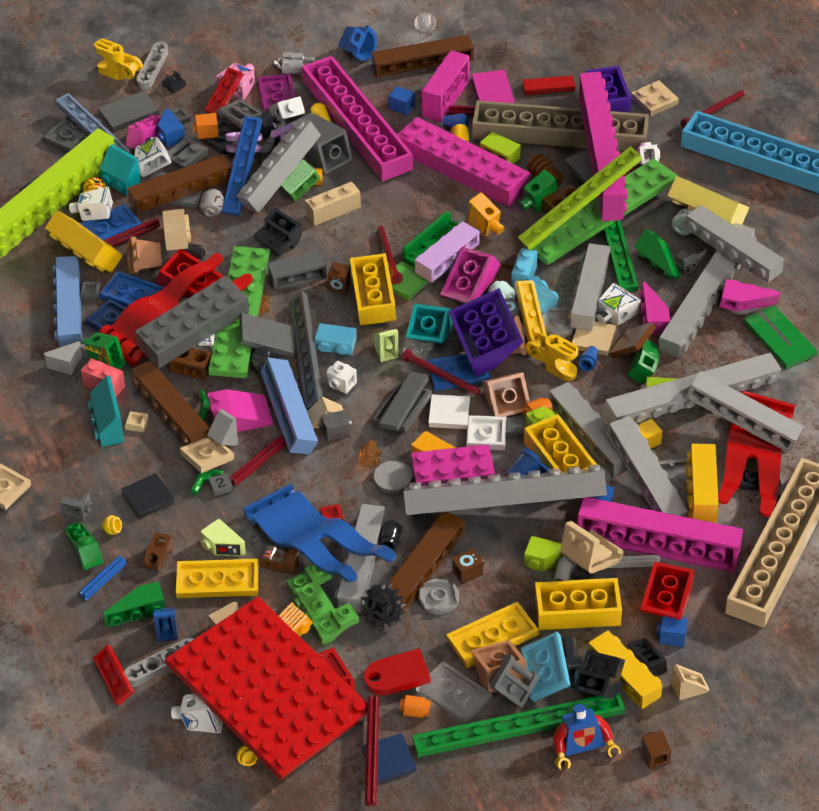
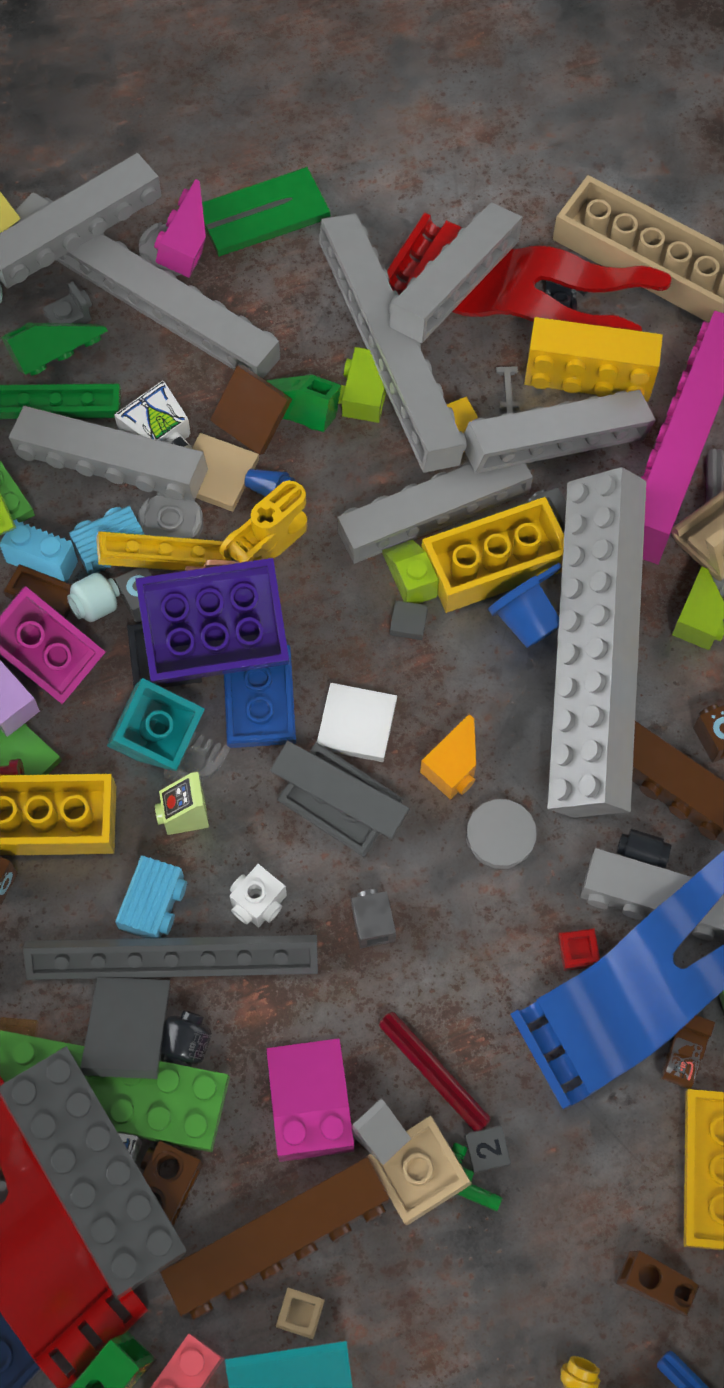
camera: 85 degrees left, 20 degrees up
(147, 495) = (502, 1298): black tile -> none
(204, 404) = (286, 1166): green hose -> none
(222, 540) = (635, 1156): yellowish green slope -> none
(288, 406) = (317, 1001): medium blue brick -> none
(322, 407) = (337, 939): tan slope -> none
(369, 454) = (448, 868): clear orange tile -> none
(408, 356) = (221, 772): dark red bar -> none
(452, 464) = (509, 729): dark pink brick -> none
(486, 430) = (413, 668): white tile -> none
(506, 394) = (336, 621): nougat slope -> none
(530, 406) = (378, 578): orange brick -> none
(654, 309) = (186, 369): dark pink slope -> none

